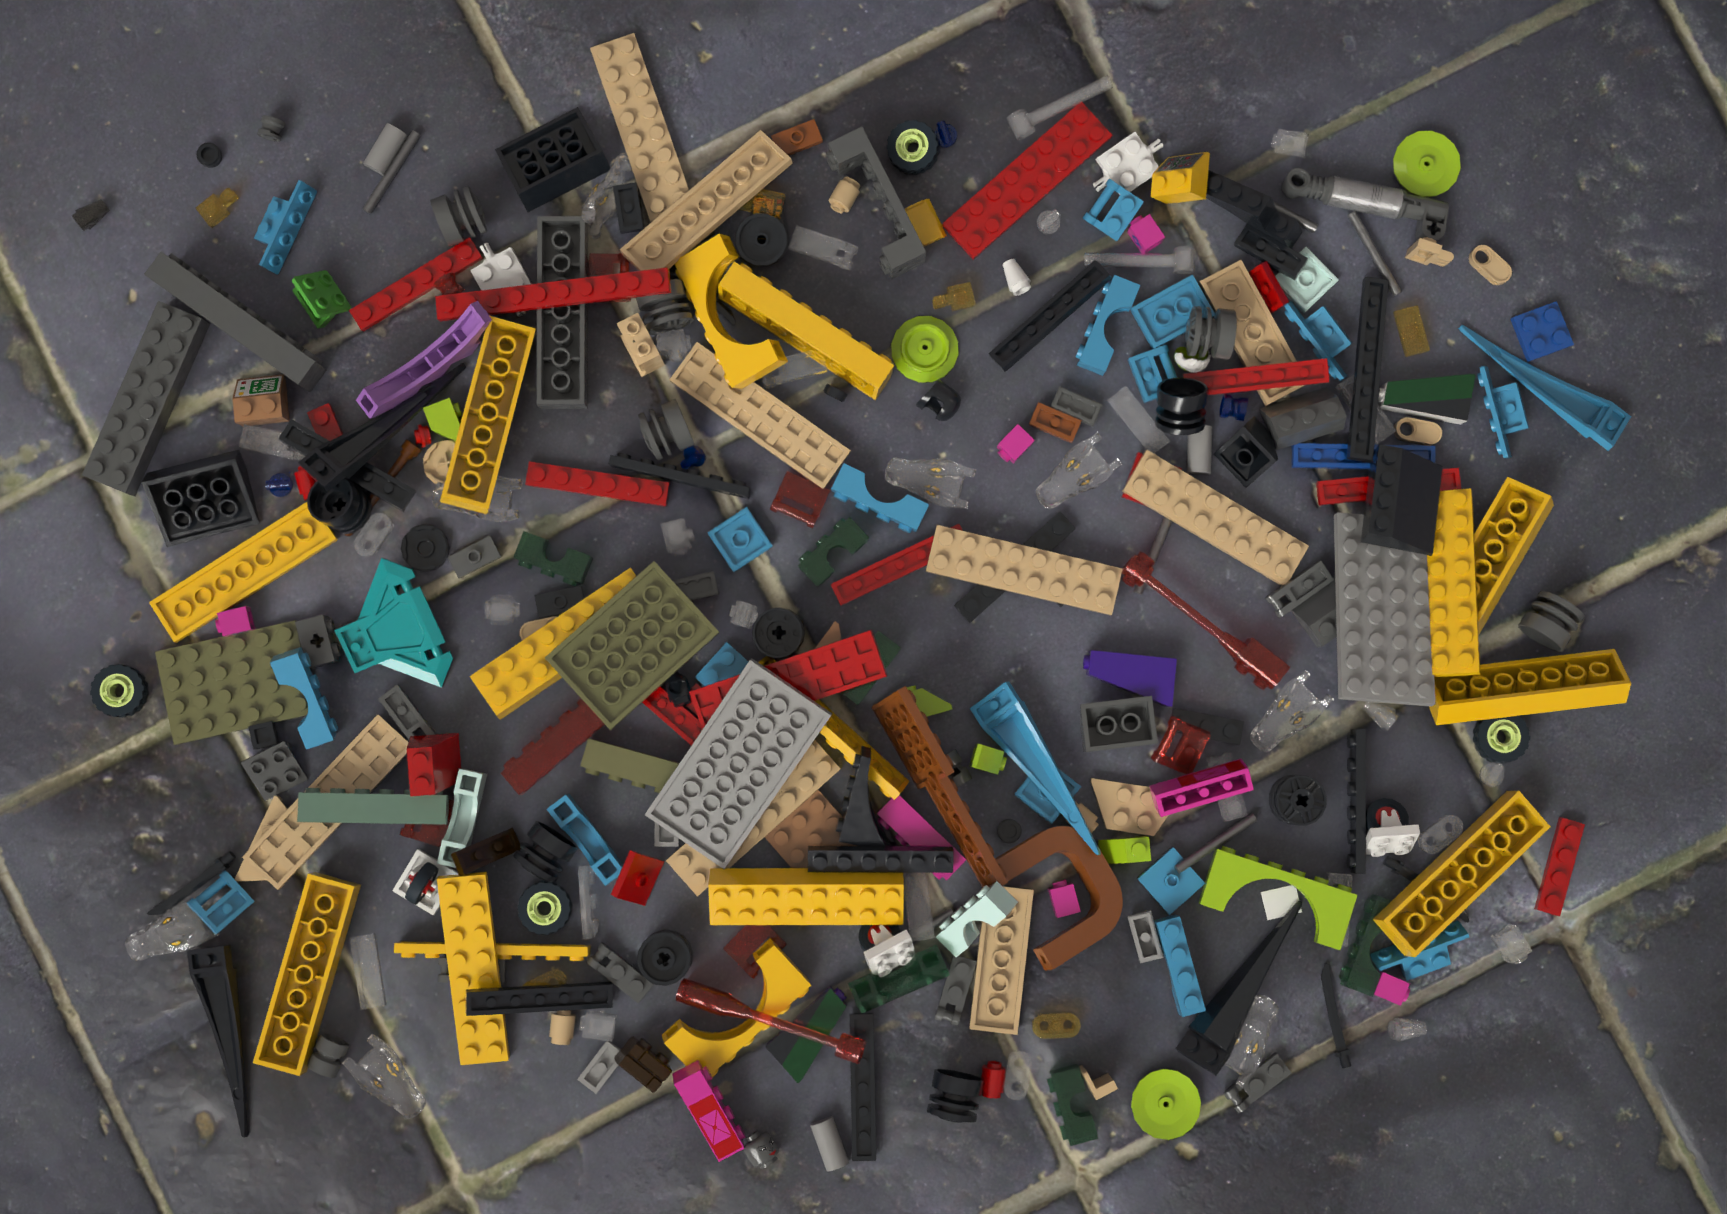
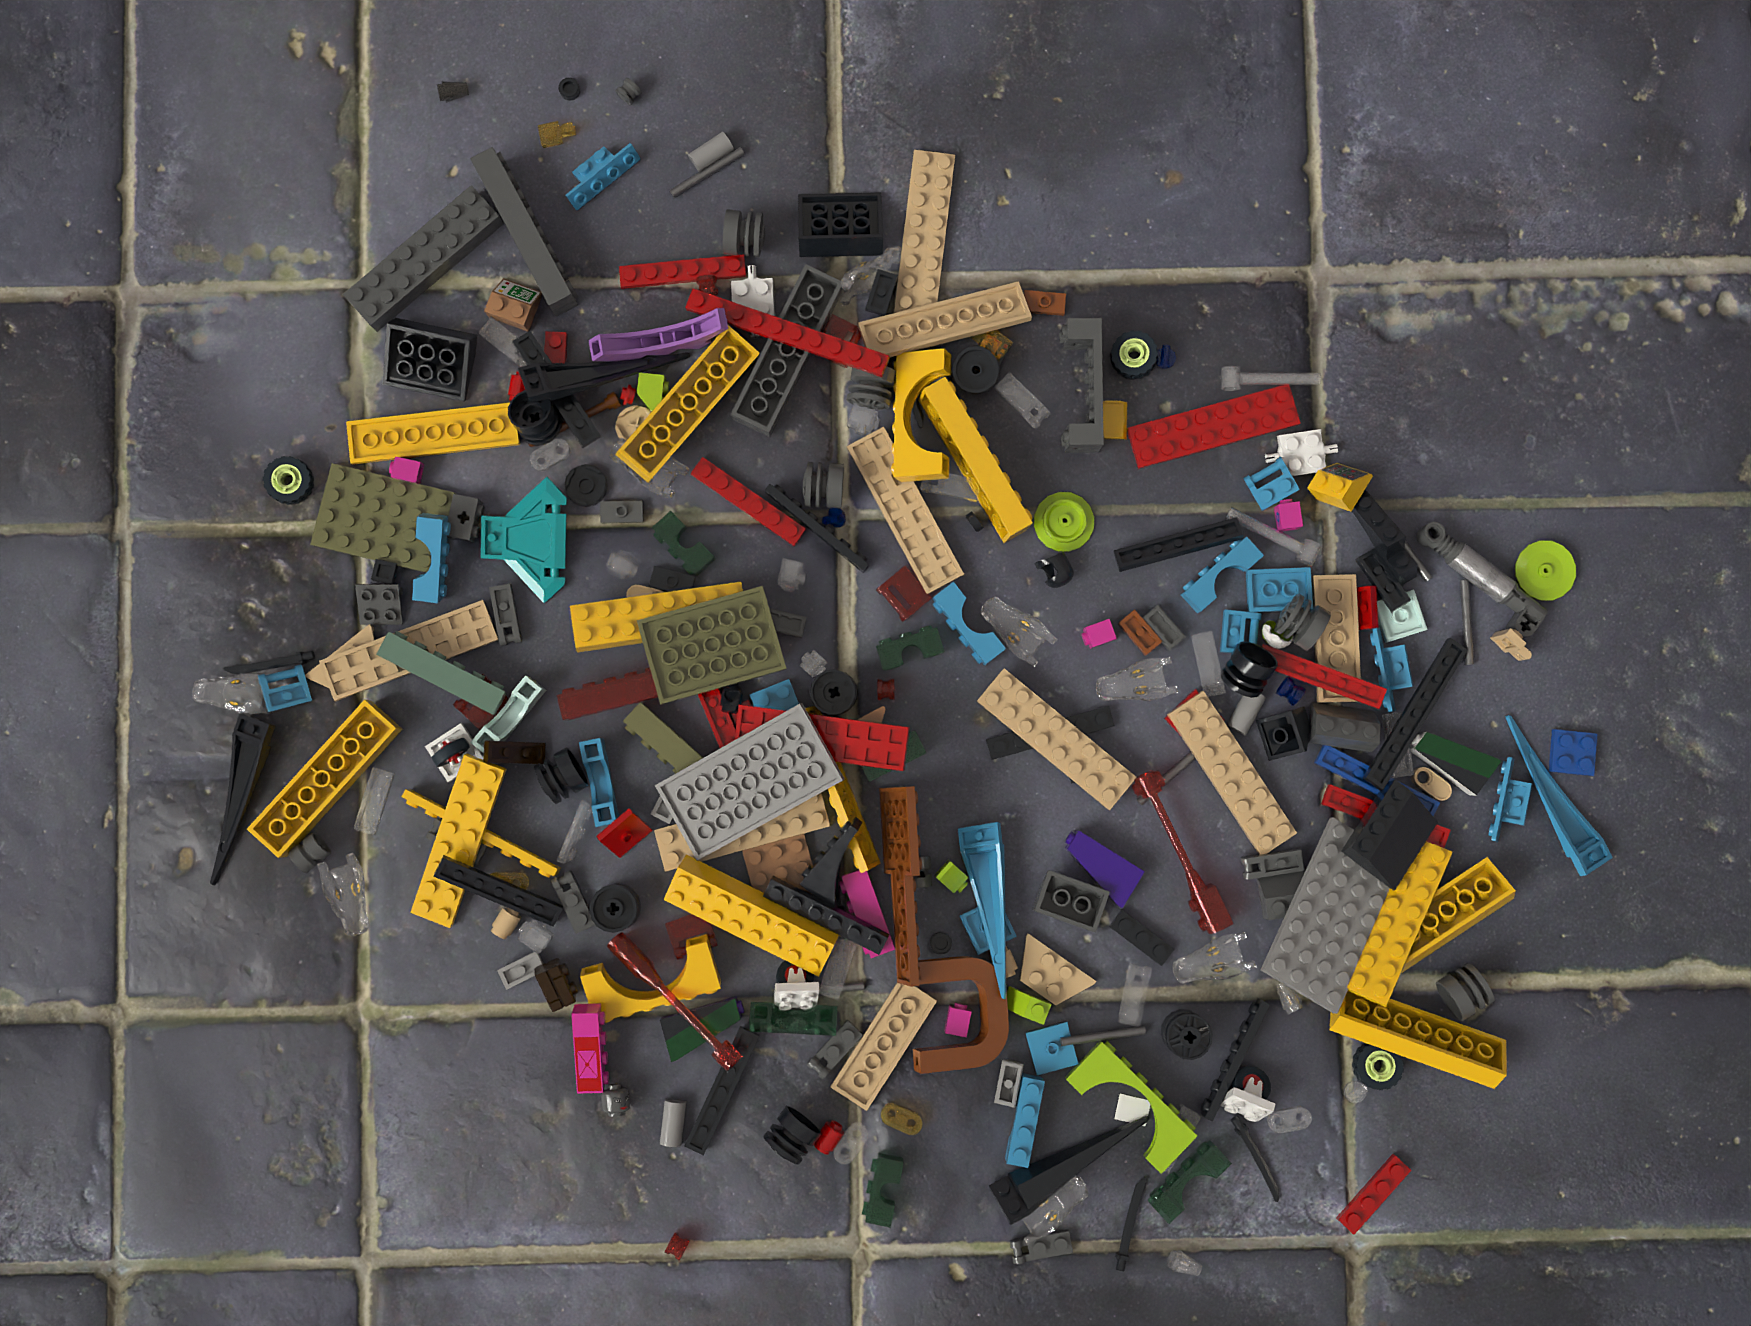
camera: 25 degrees right, 0 degrees up
(279, 485) = (495, 378): clear blue plate -> none
(320, 297) = (601, 244): bright green bracket -> none
(433, 763) = (506, 660): red slope -> none
(530, 914) = (525, 820): black wheel -> none
(643, 349) = (836, 413): tan window -> none
(740, 539) = (840, 602): dark azure plate -> none
(829, 604) = (885, 689): none -> clear red wheel
(844, 195) = (1060, 366): tan brick -> none
(884, 571) = (943, 684): red plate -> none
(928, 702) = (926, 808): lime slope -> none
(958, 297) = (1111, 492): clear yellow plate -> none
(990, 907) = (895, 998): light aqua arch -> none
(1016, 278) = (1166, 501): white cone -> none
(1048, 221) = (1214, 468): clear plate -> none
(1099, 1087) = (912, 1186): tan panel -> none
(1177, 1115) = (963, 1240): lime piece -> none
(1188, 748) = (1117, 949): clear red plate -> none
(1201, 787) = (1113, 986): dark pink brick -> none
(1290, 143) = (1442, 499): clear brick -> none
(1392, 988) = (1188, 1225): dark pink brick -> none
(1411, 331) = (1466, 700): clear yellow plate -> none
(1428, 960) = (1226, 1208): dark azure bracket -> none
(1461, 873) = (1291, 1160): yellow brick -> none
(1495, 269) = (1560, 682): tan piece -> none
(1511, 944) = (1303, 1238): clear brick -> none

